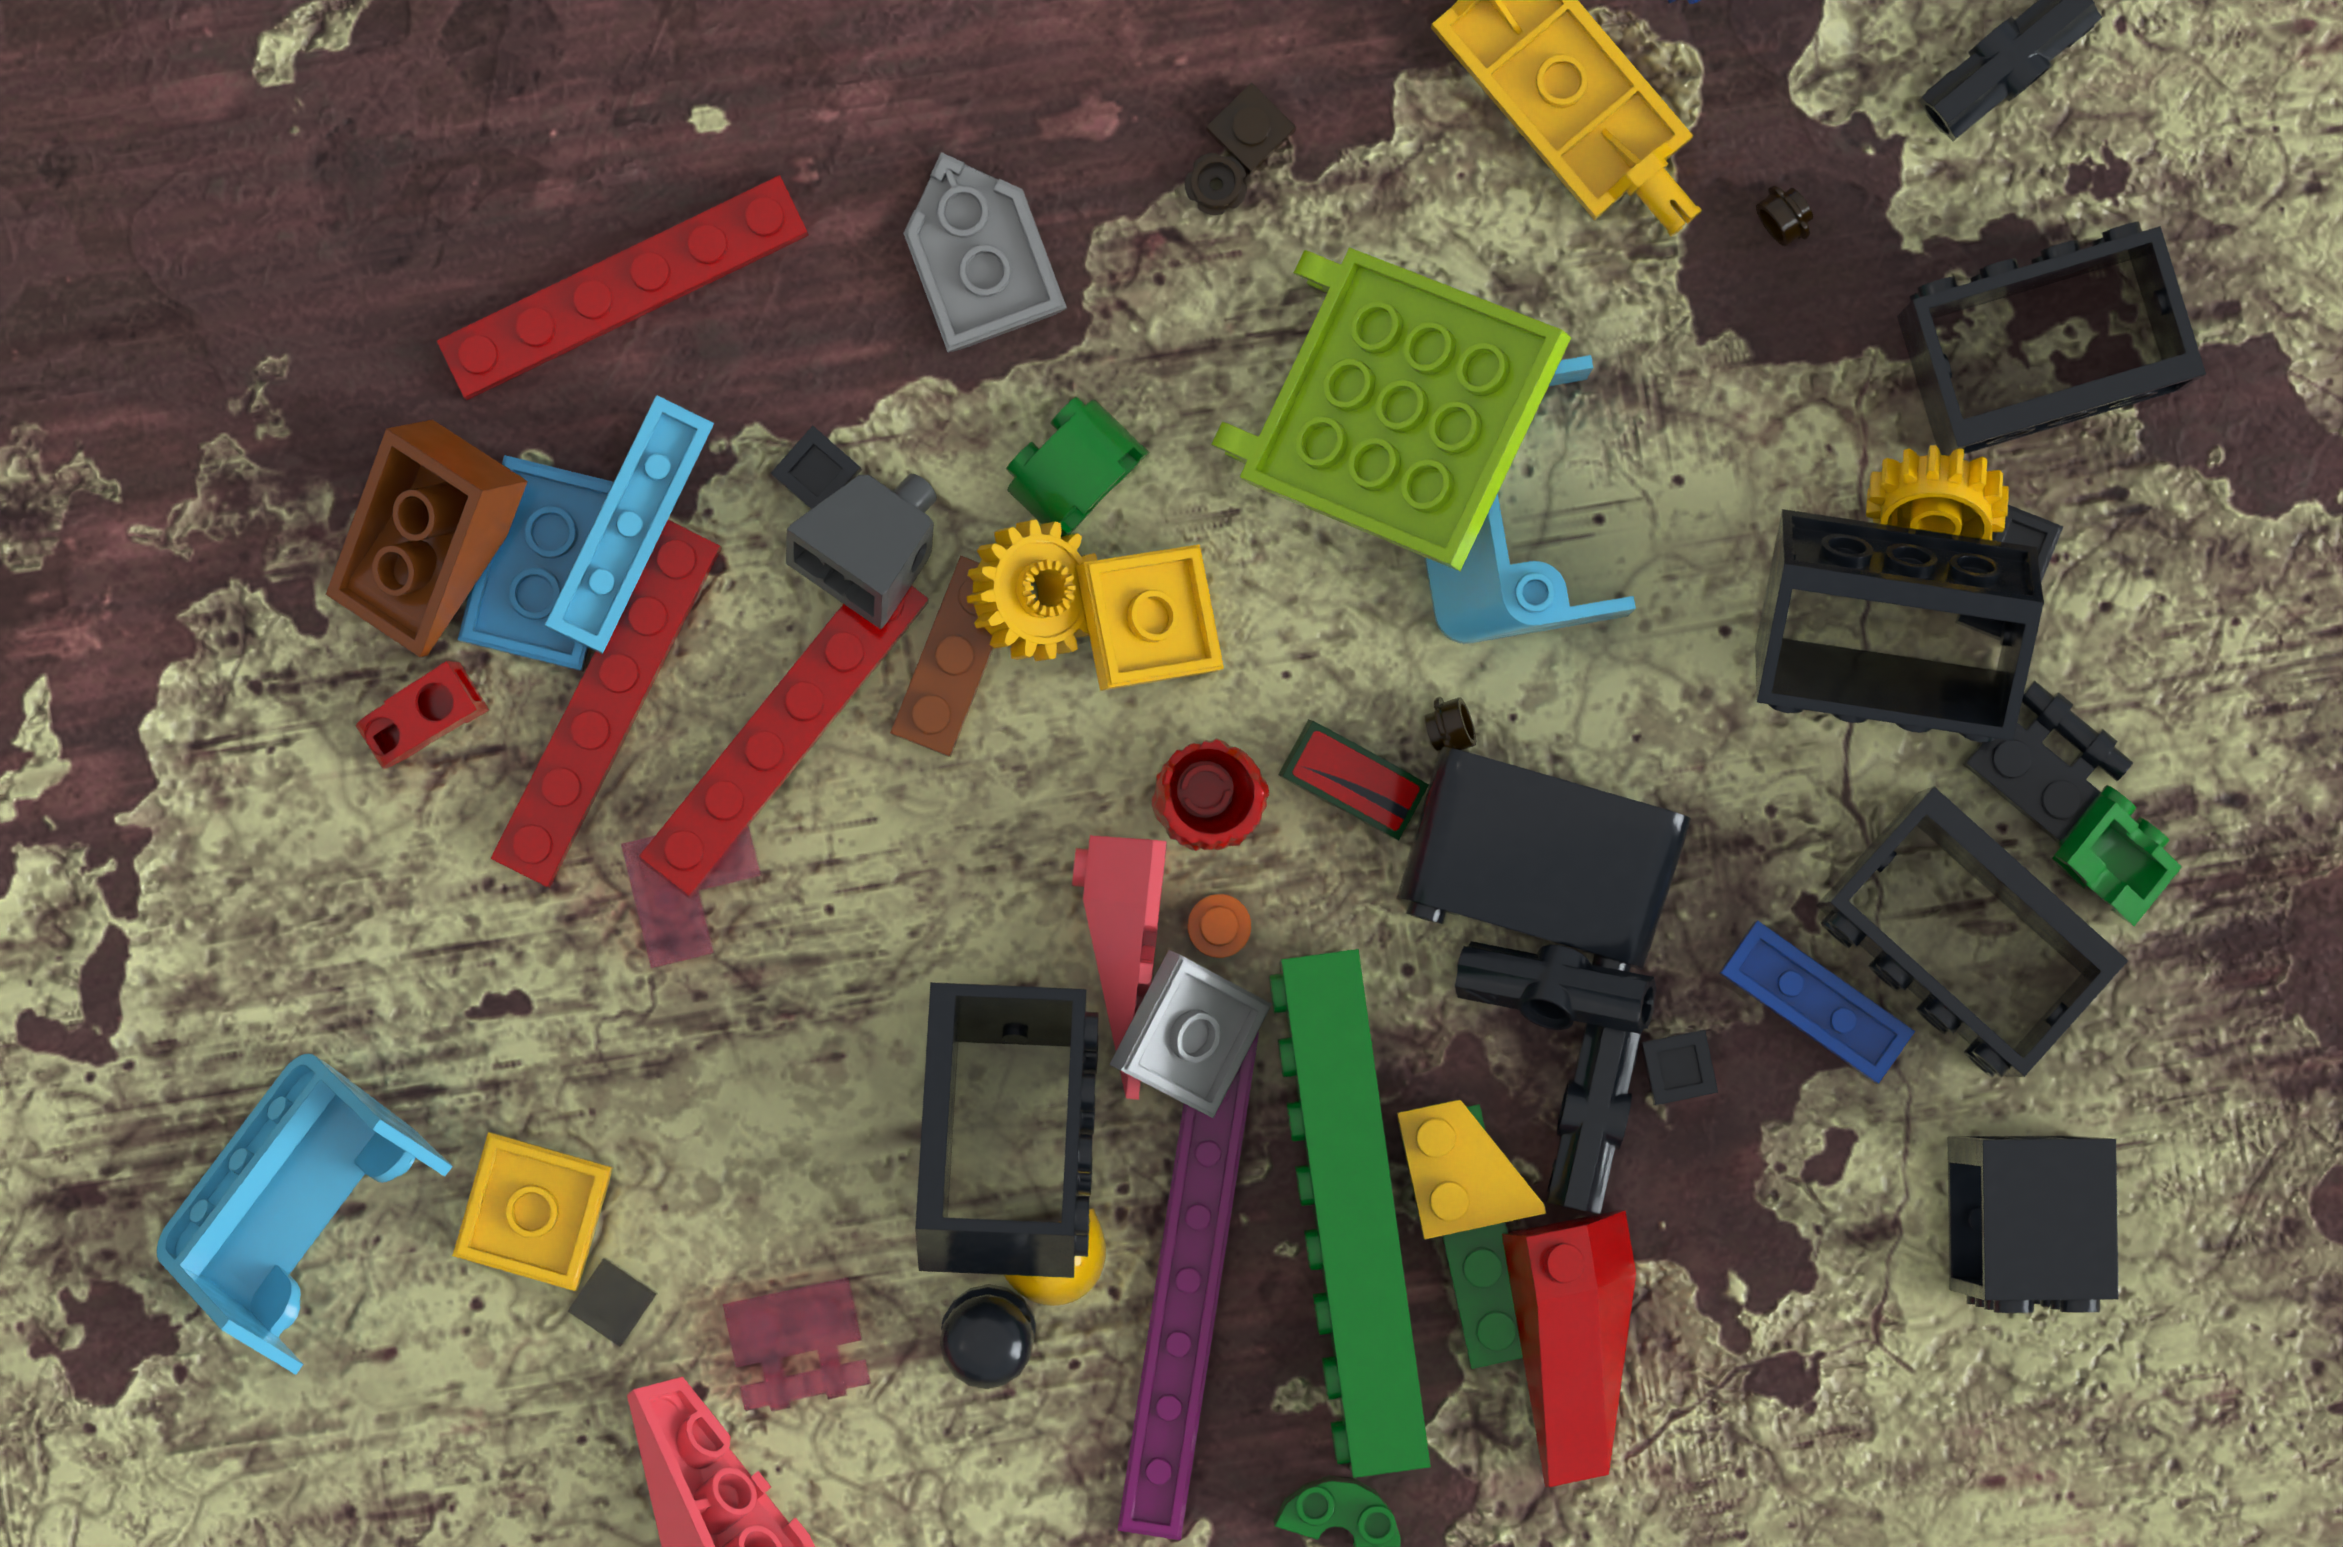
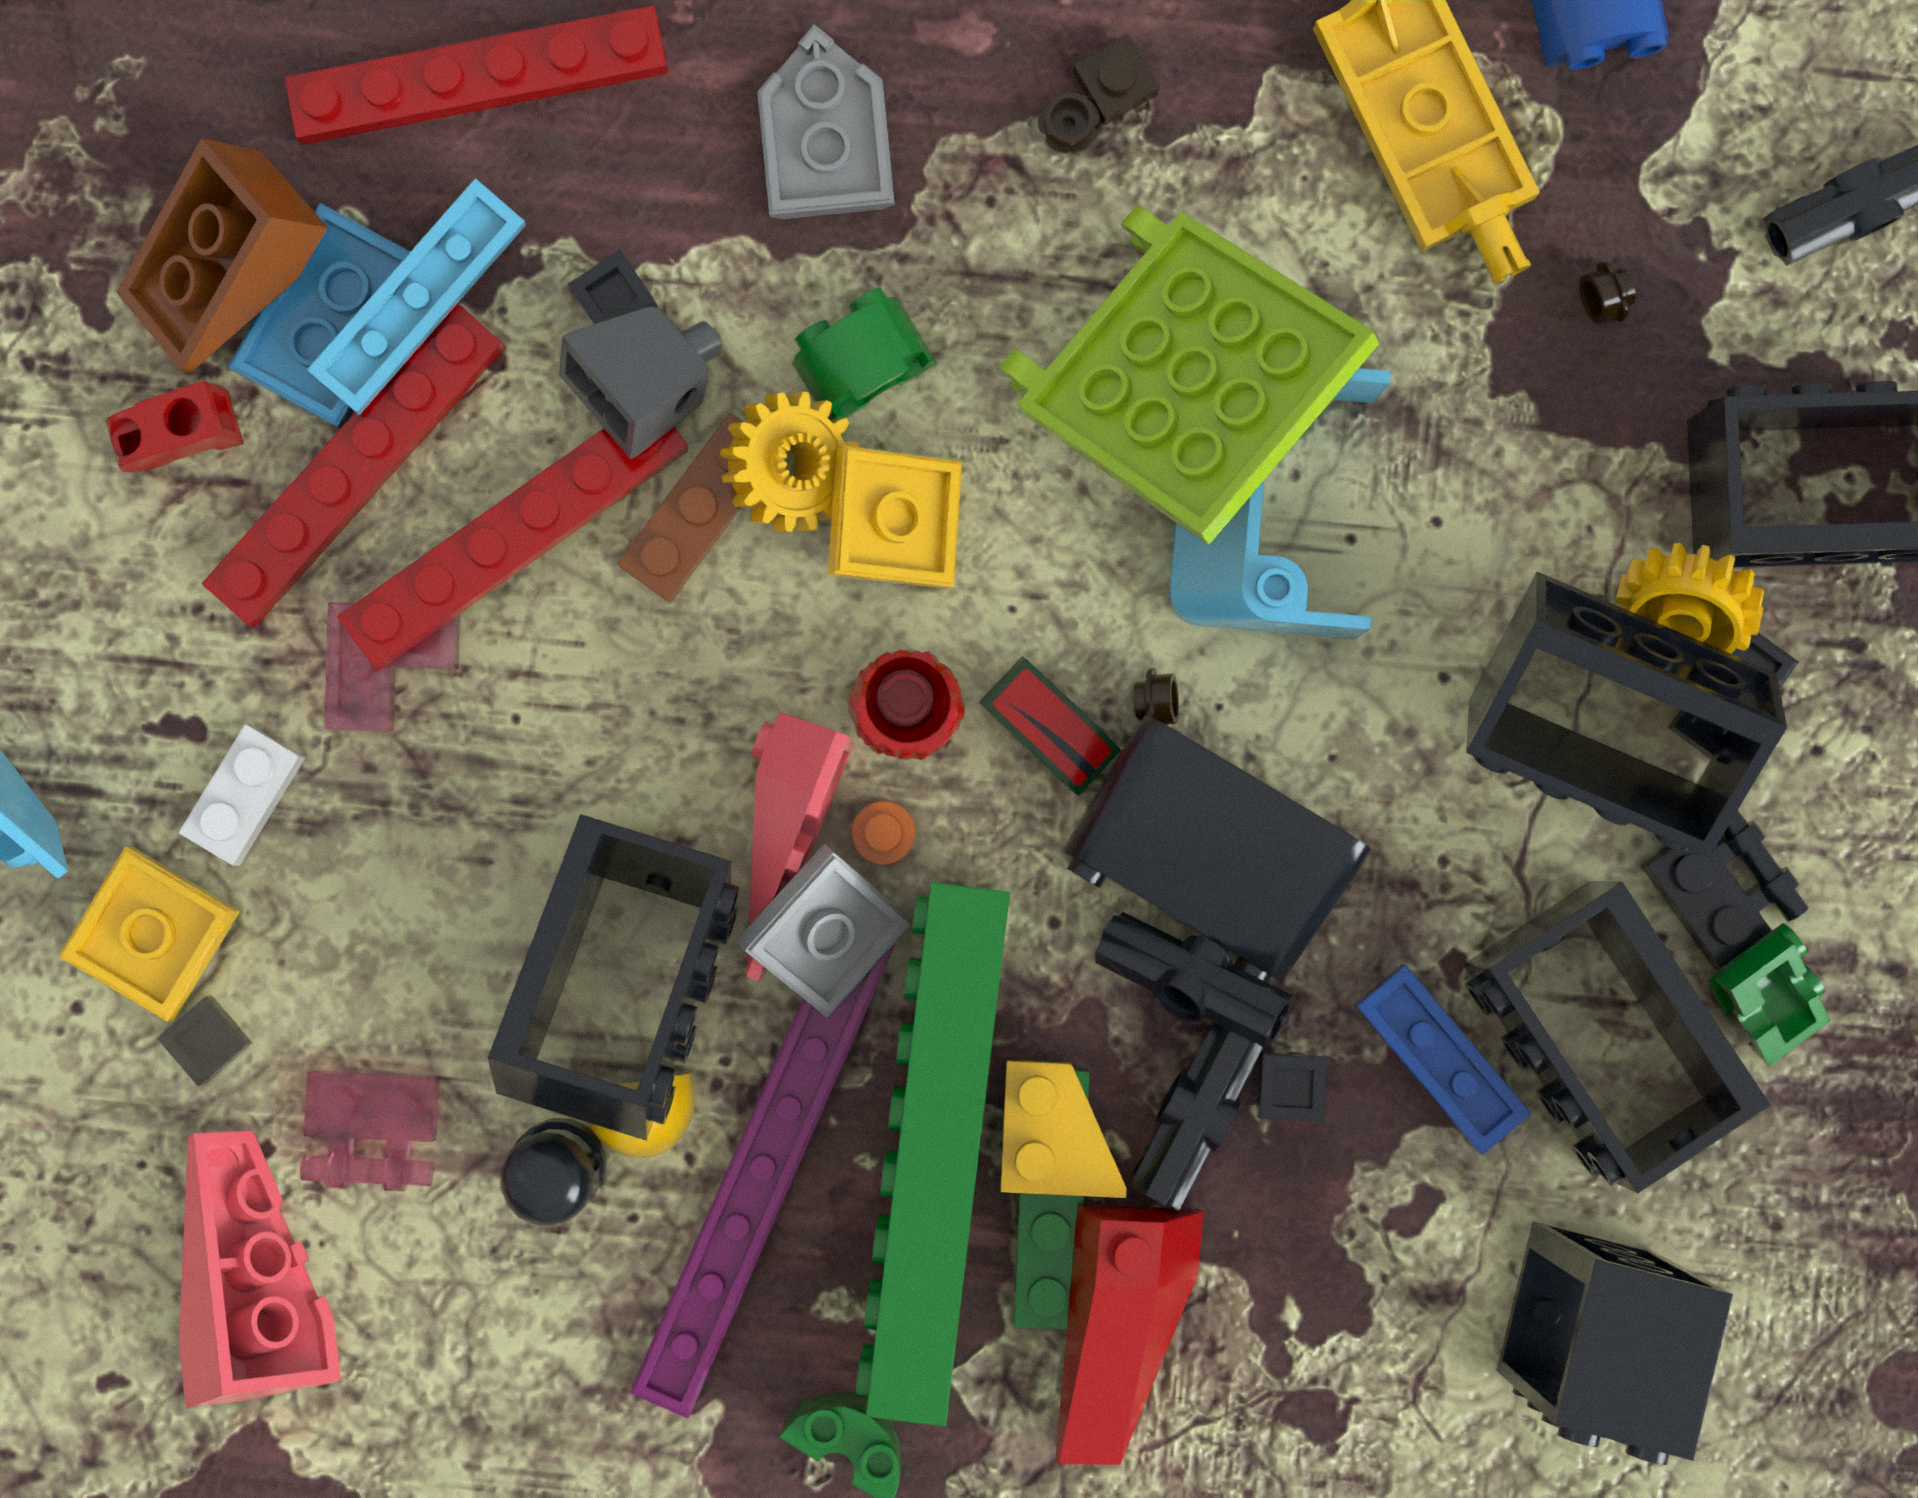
camera: 15 degrees right, 0 degrees up
(584, 1054) = (242, 795): none -> white plate

